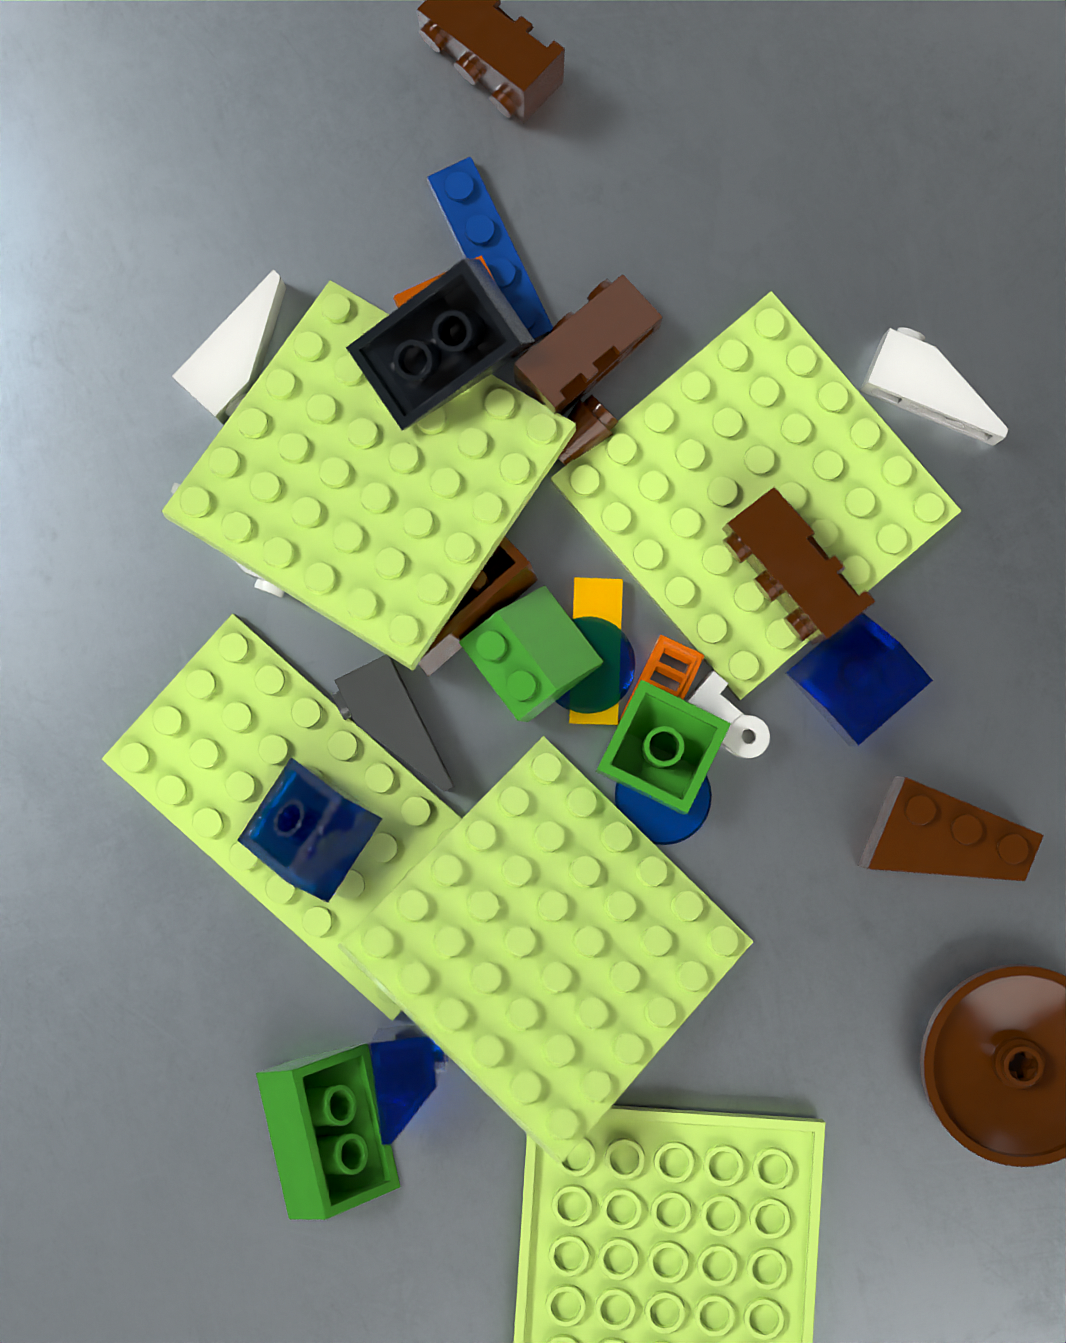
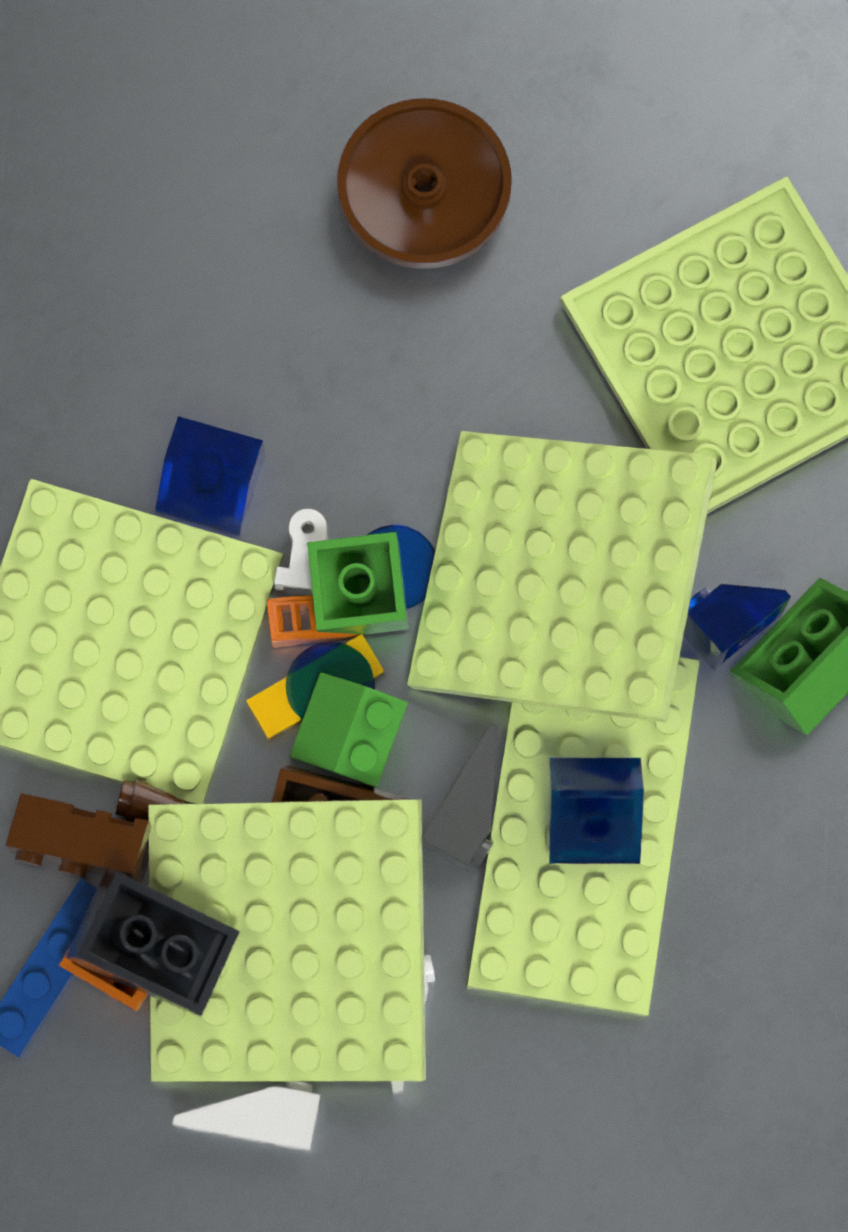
camera: 120 degrees left, 10 degrees down
(794, 568) = (158, 568): reddish brown wedge -> none
(946, 836) = (291, 342): reddish brown wedge -> none

